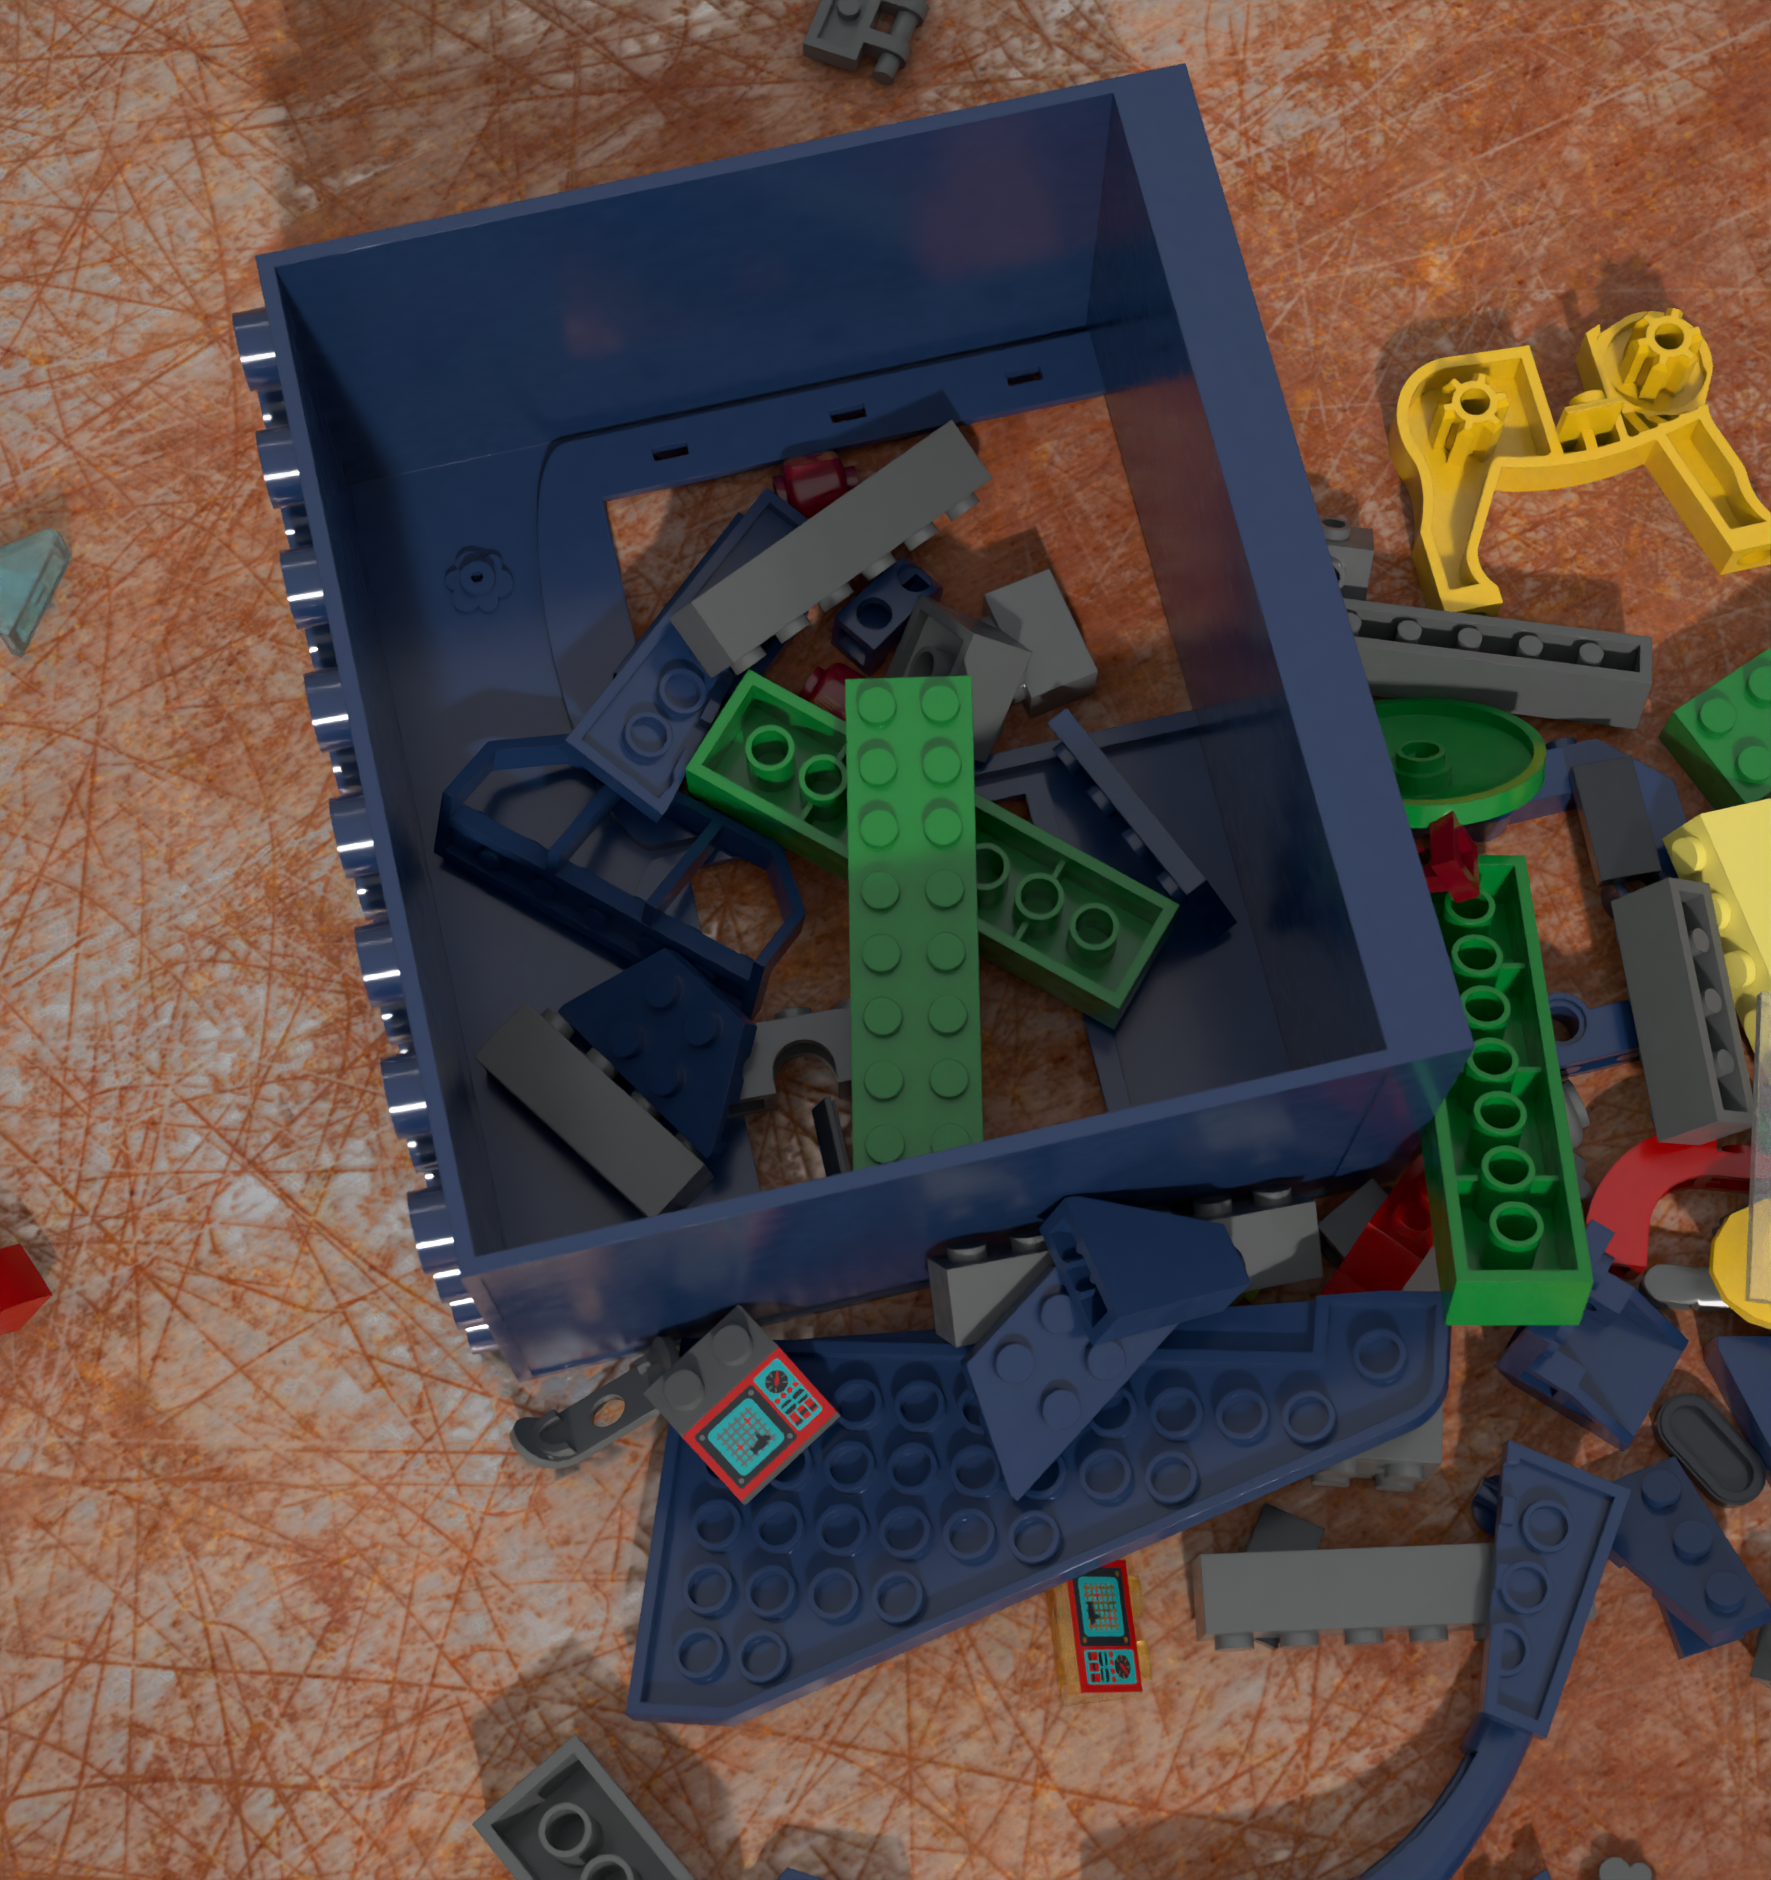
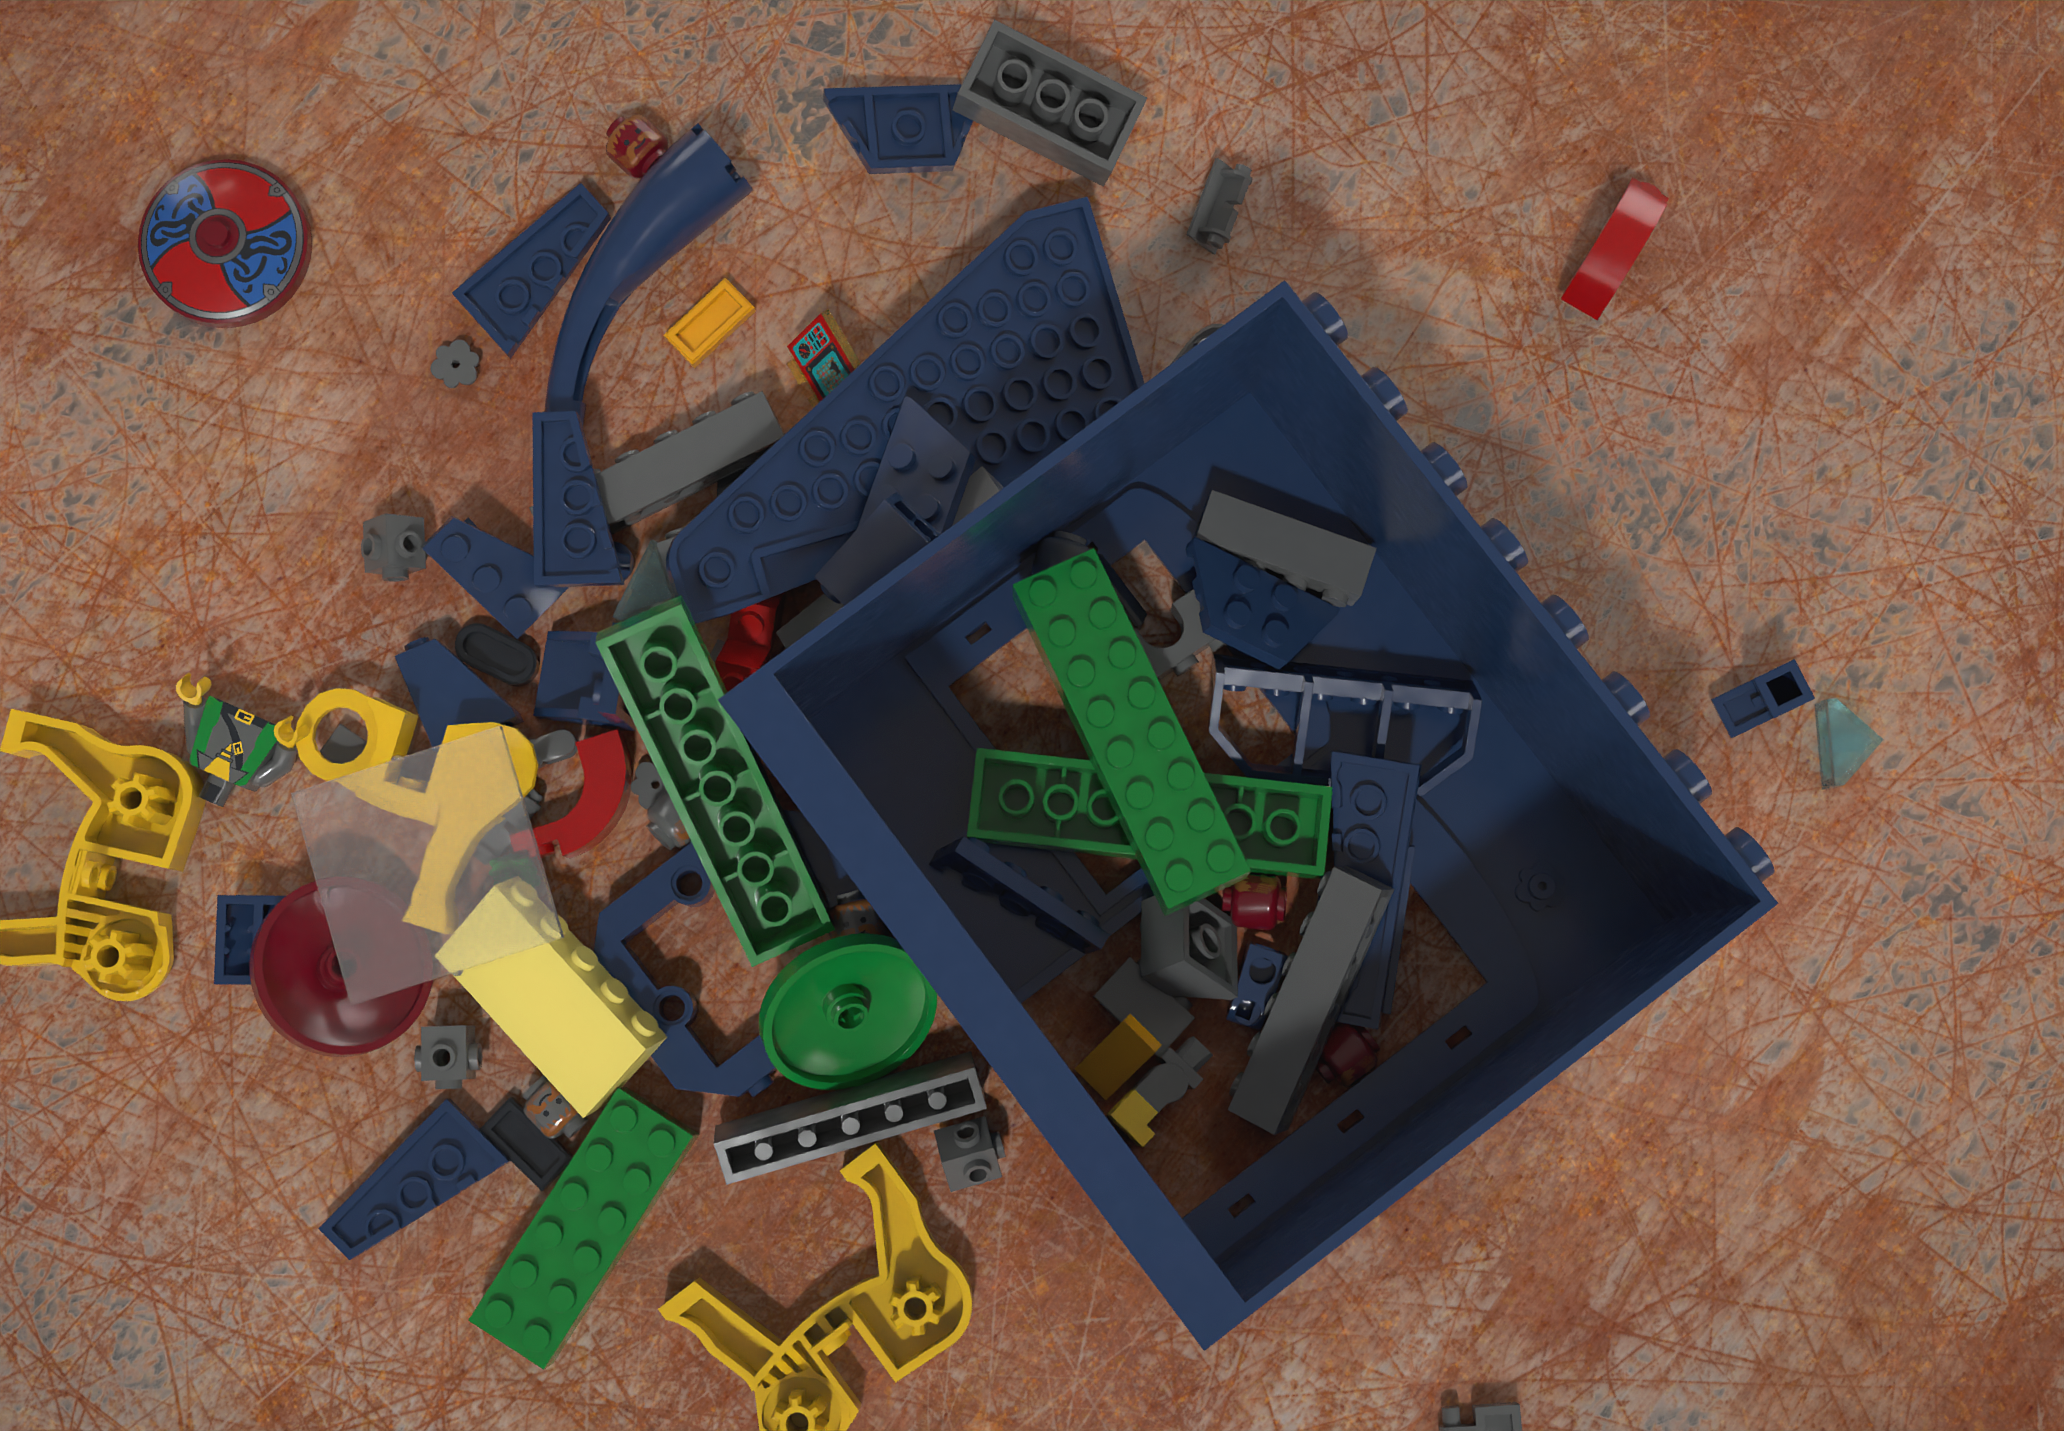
camera: 155 degrees right, 10 degrees up
(73, 677) = (1762, 698): none -> dark blue brick
(423, 1658) = (1215, 210): none -> dark grey hinge
(741, 1404) = (1090, 387): slope -> none
(1069, 530) = (1158, 1087): none -> dark grey hips
(1098, 594) = (1118, 1056): none -> light orange tile
(1234, 1796) = (709, 323): none -> light orange tile
(1450, 859) = (797, 929): dark red tile -> none
(1469, 1436) = (647, 587): none -> clear light blue slope
(1614, 821) = (703, 1036): black tile -> none
(1683, 1012) = (609, 910): dark grey brick -> none

